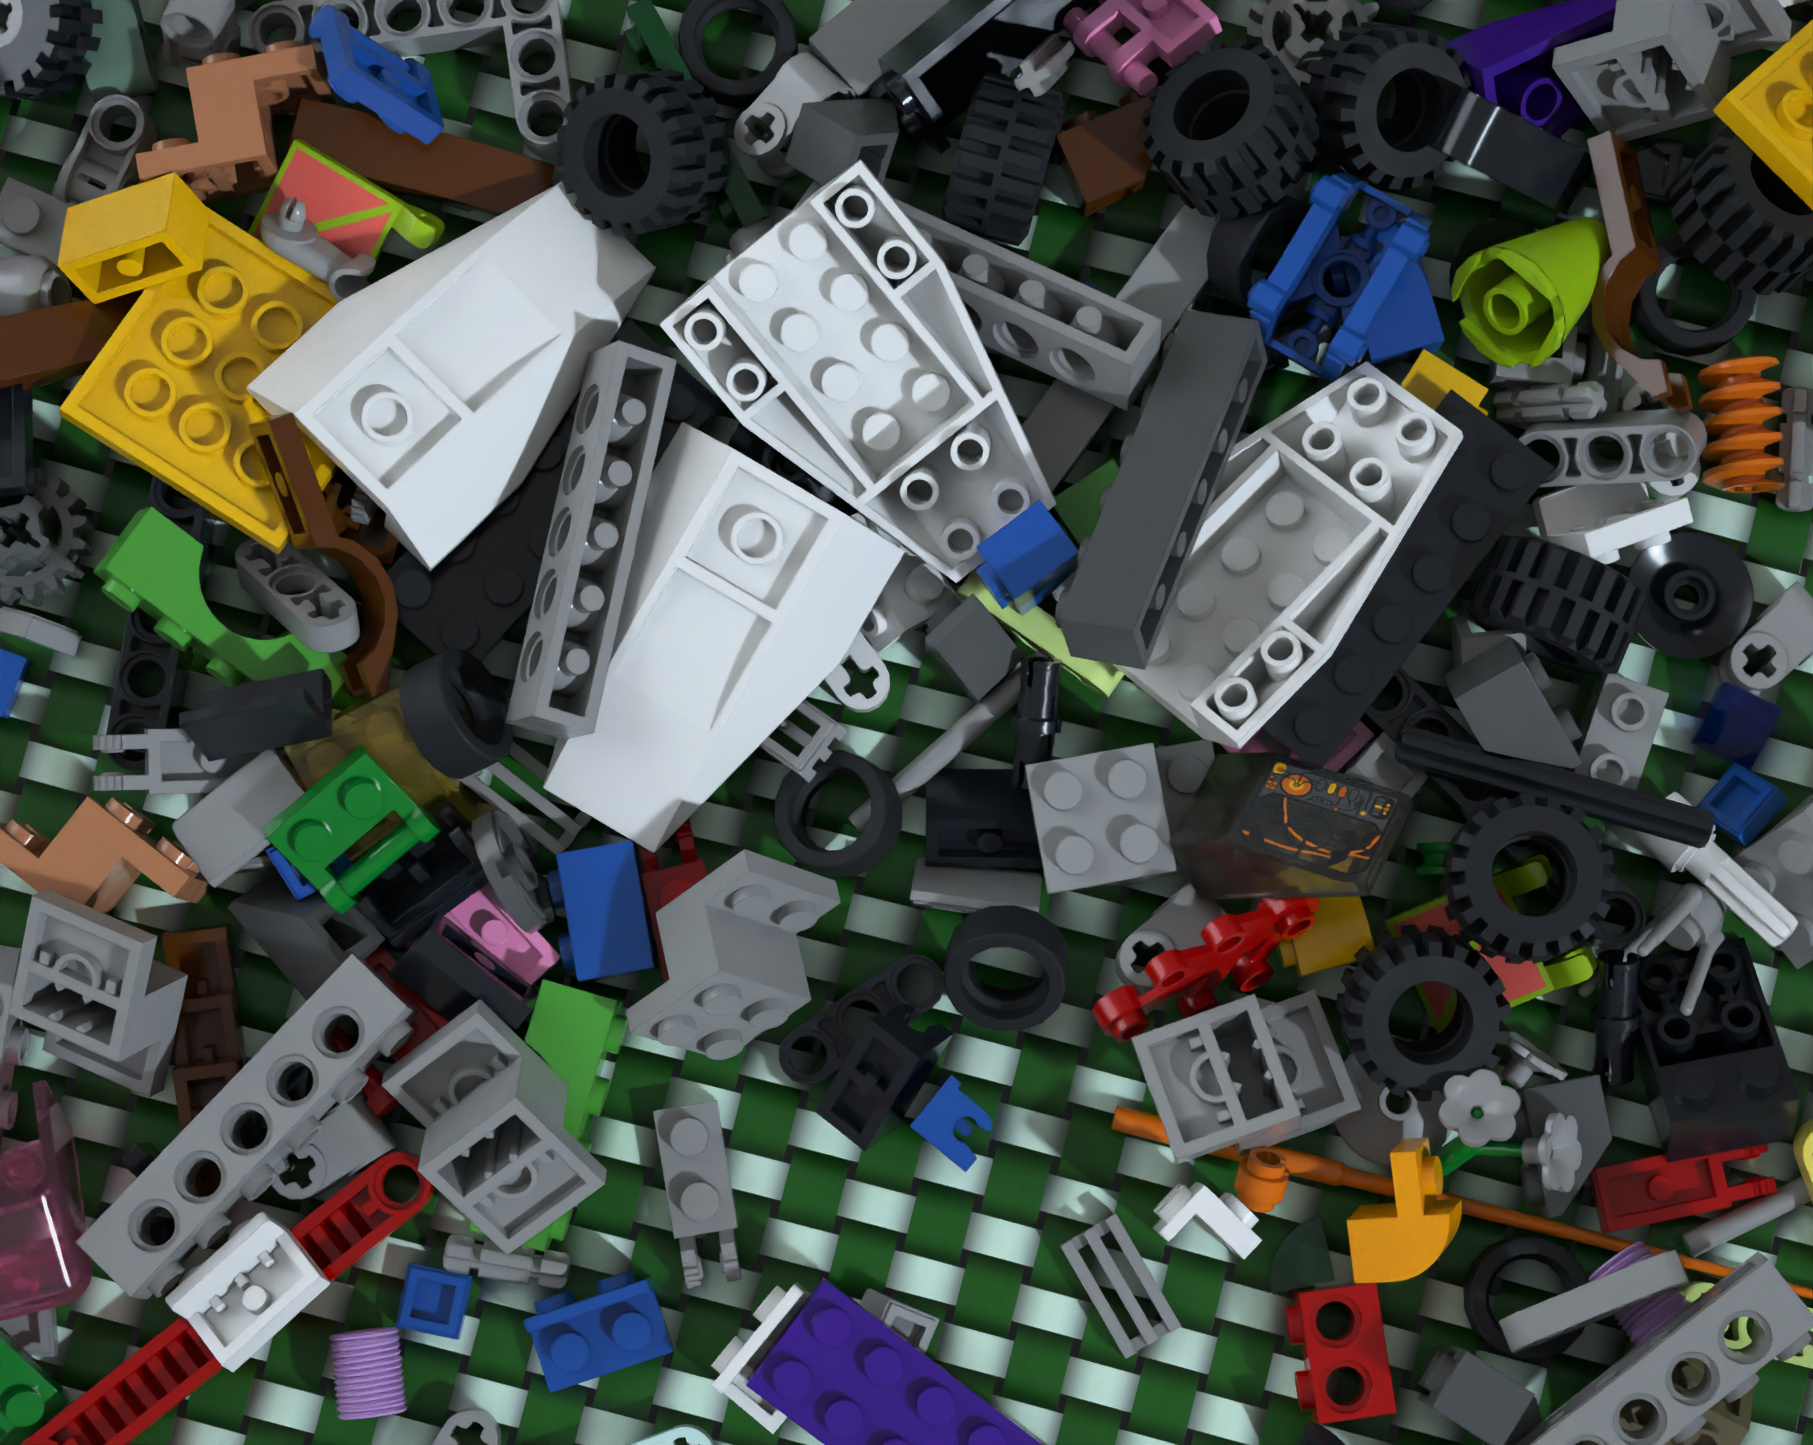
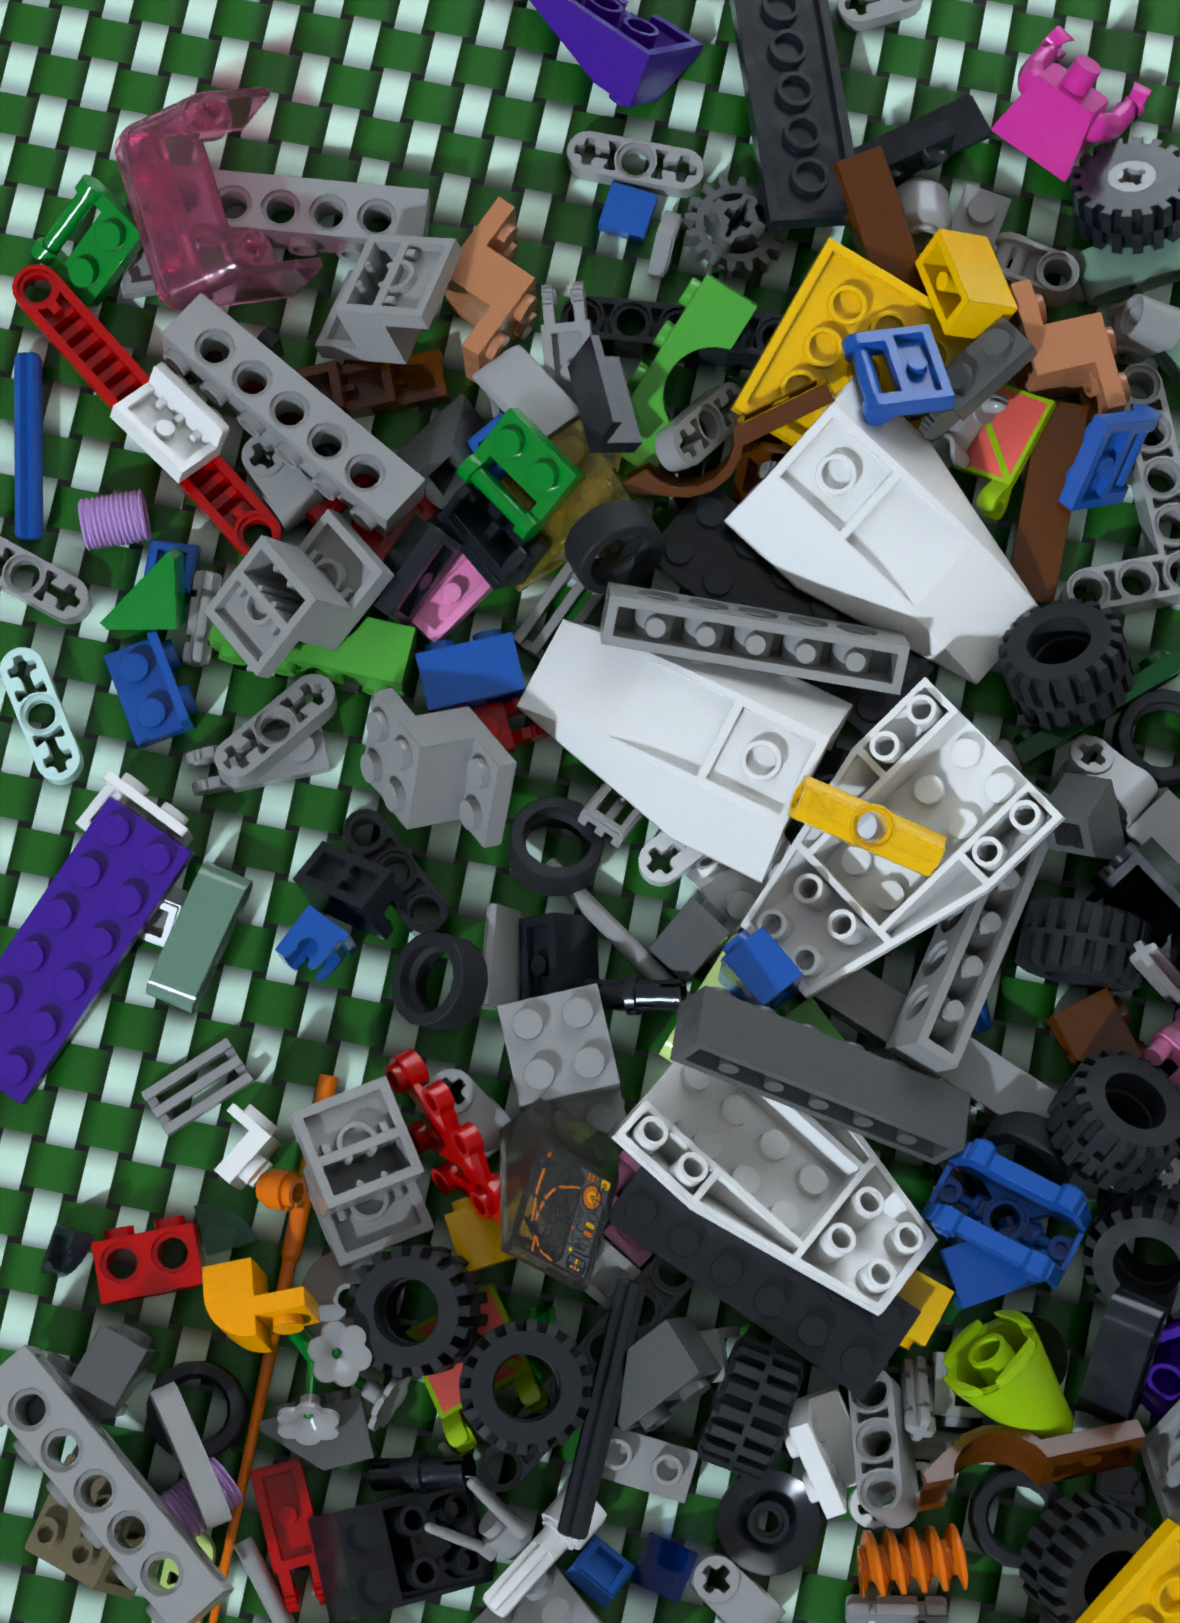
camera: 85 degrees right, 5 degrees down
(247, 311) = (913, 366): none -> blue plate
(262, 240) = (979, 374): none -> dark grey hinge
(485, 1323) = (155, 600): none -> green slope
(507, 864) = (498, 595): dark grey tile -> none
(686, 1212) = (239, 742): none -> light grey beam
(834, 439) = (895, 836): none -> yellow piece
(929, 1277) = (199, 937): none -> sand green beam

